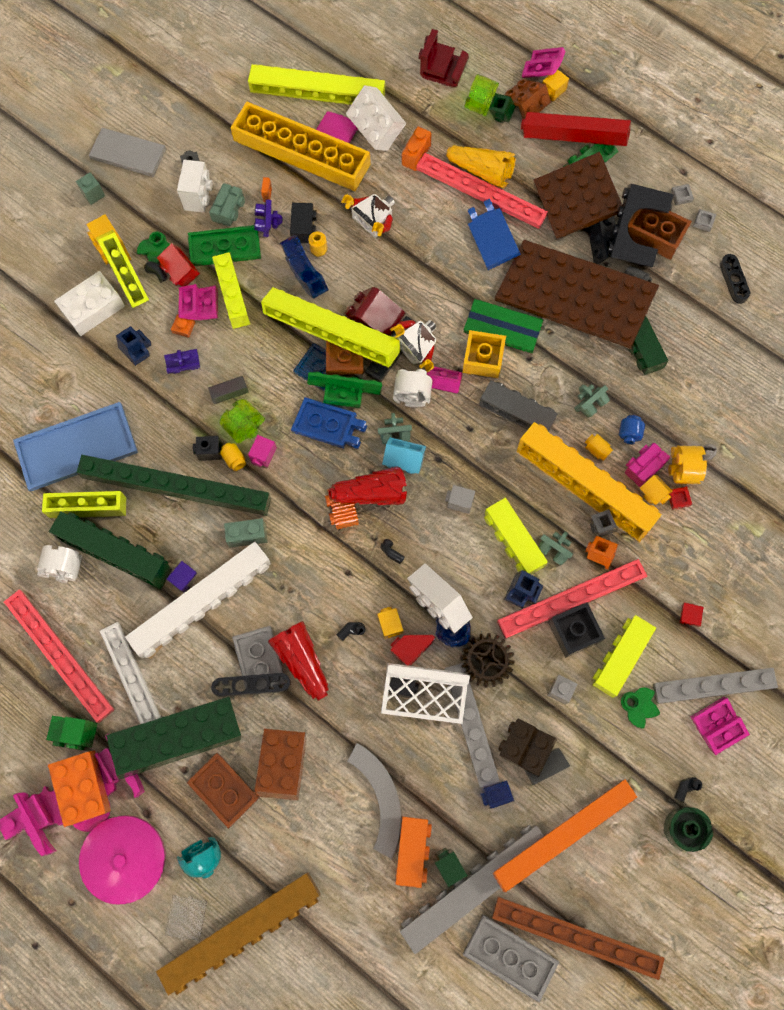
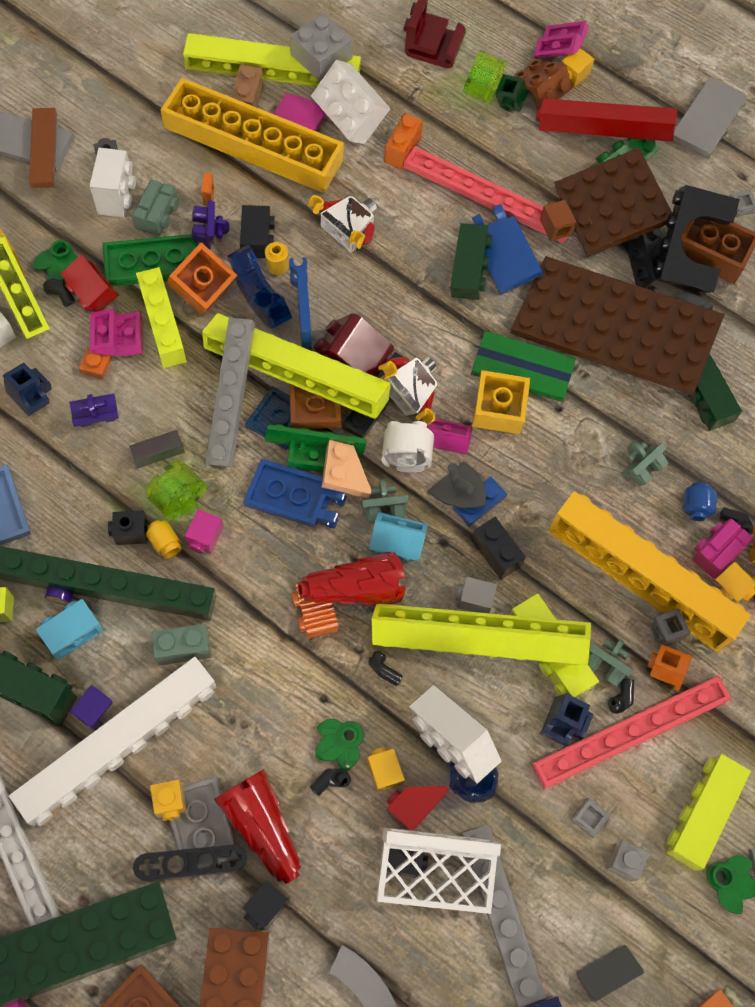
camera: 10 degrees left, 5 degrees down
(142, 158) = (43, 148): none -> dark orange tile
(158, 497) = (58, 595): none -> dark purple tile
(165, 521) = (69, 629): none -> medium azure brick
(236, 641) = (168, 799): none -> yellow brick
(261, 260) = (201, 279): none -> orange brick
(281, 347) = (230, 392): none -> light grey plate
(298, 106) = (248, 85): none -> medium nougat brick
(302, 715) = (265, 906): none -> black brick
(336, 271) = (303, 300): none -> blue tile
(353, 72) = (319, 45): none -> light grey brick
(356, 606) = (336, 745): none -> green plate
(365, 406) = (344, 471): none -> light nougat wing
(452, 418) = (461, 487): none -> dark grey shield
(462, 527) = (481, 634): none -> neon yellow brick
(465, 244) = (471, 261): none -> dark green brick
(466, 429) = (494, 496): none -> blue plate
(477, 464) = (498, 548): none -> black brick
(485, 163) = (491, 160): yellow cone -> none
(495, 662) = (532, 825): dark brown gear -> none
(515, 407) = (545, 472): dark grey brick -> none
(527, 746) = (582, 945): dark brown plate -> none
(533, 211) = (557, 220): none -> dark orange brick
(538, 659) = (590, 817): none -> light grey tile
(567, 575) = (624, 699): none -> black arm
(576, 629) = (642, 776): black brick -> none
(598, 447) = (657, 524): yellow brick -> none
(659, 124) = (709, 117): none -> light grey tile
(662, 442) = (739, 517): none -> black arm

